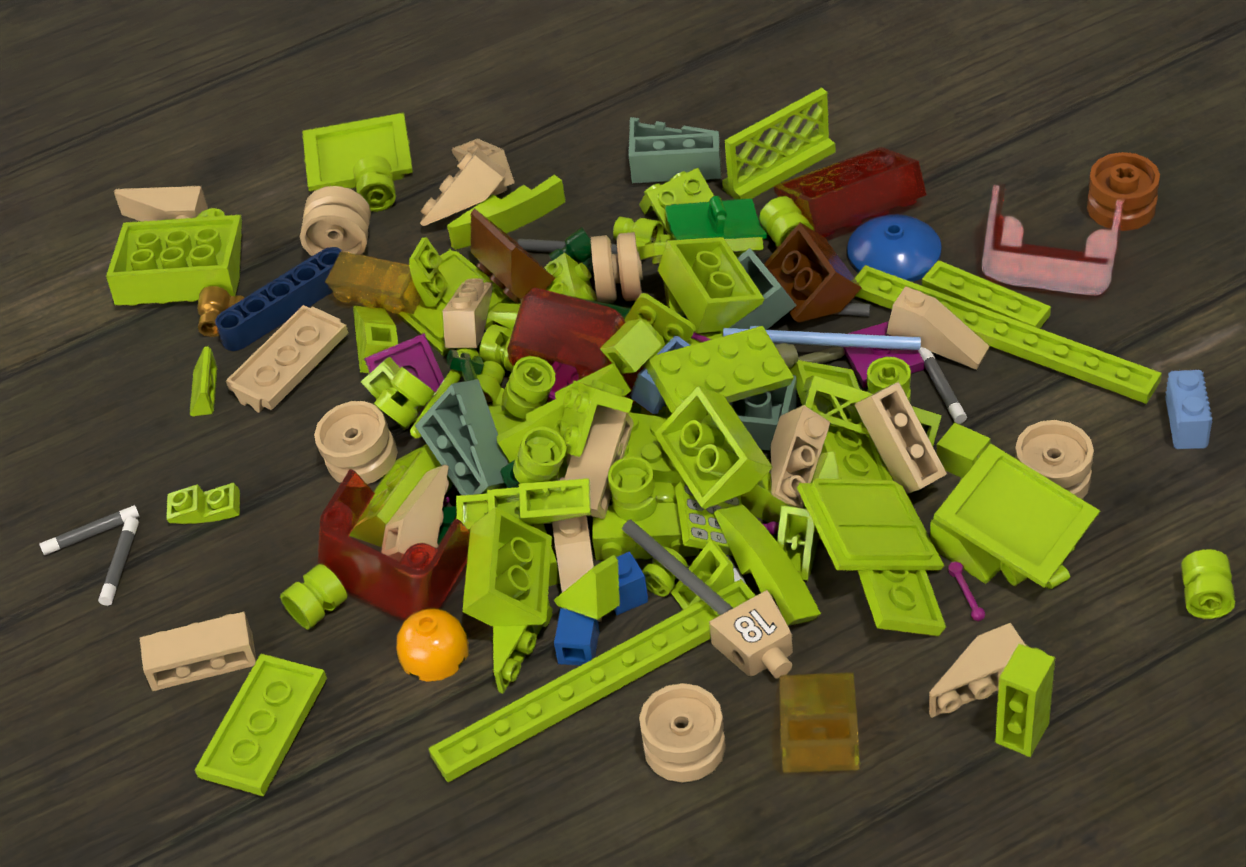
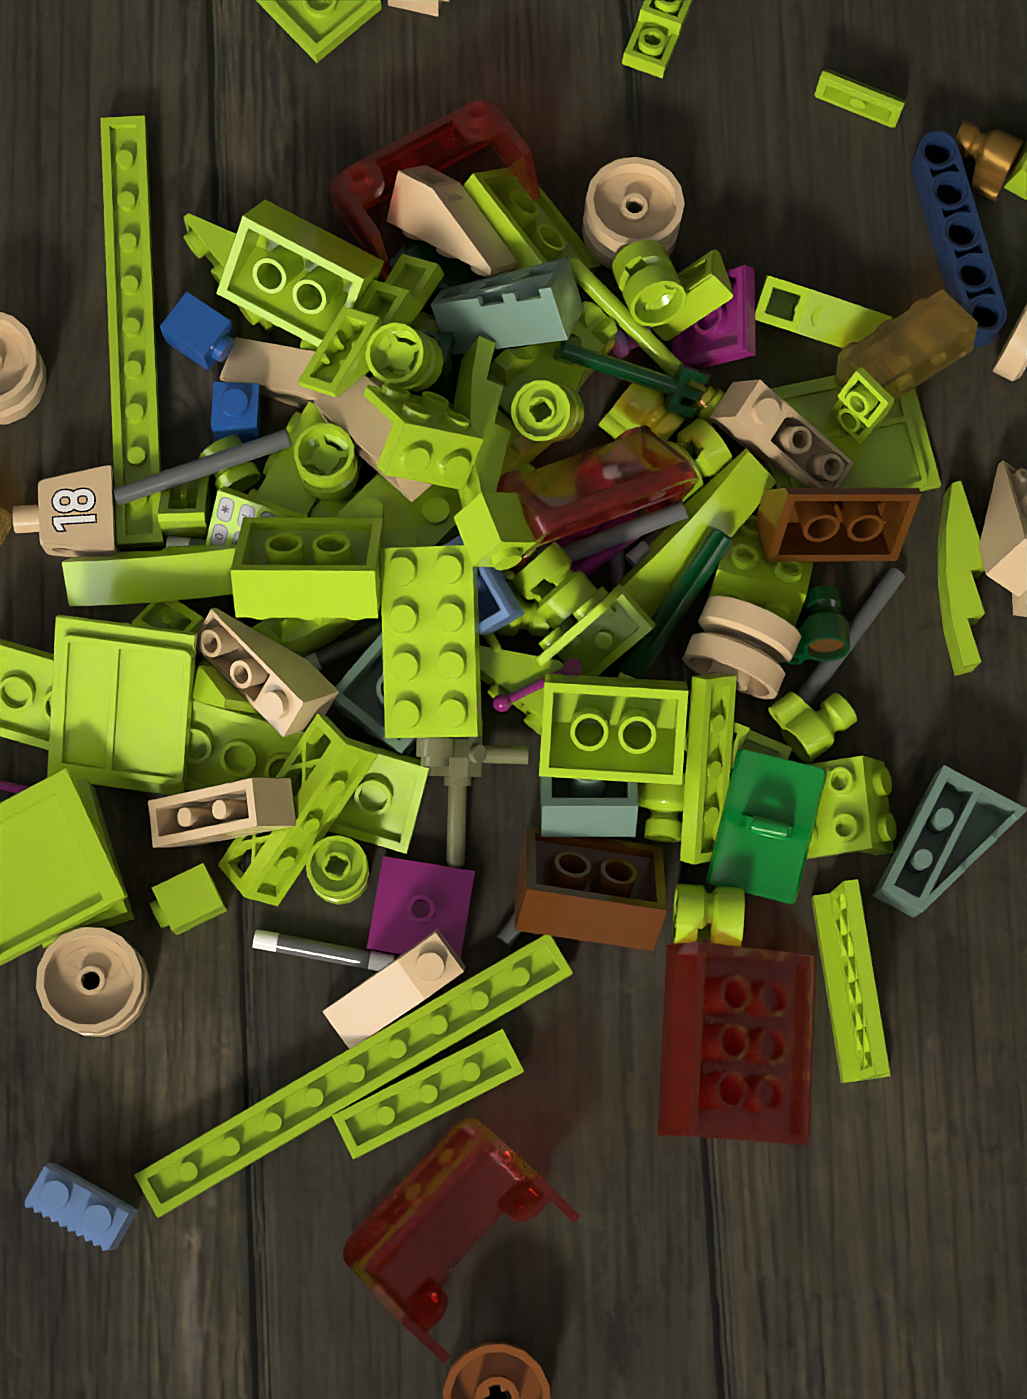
camera: 105 degrees right, 30 degrees up
(286, 358) = (845, 204): tan brick -> none
(309, 599) = (426, 80): lime wheel -> none
(432, 645) = (290, 176): light orange cylinder -> none
(594, 592) = (221, 352): lime slope -> none
(838, 339) = (507, 752): light blue bar -> none
(895, 246) = (563, 1050): blue dish -> none

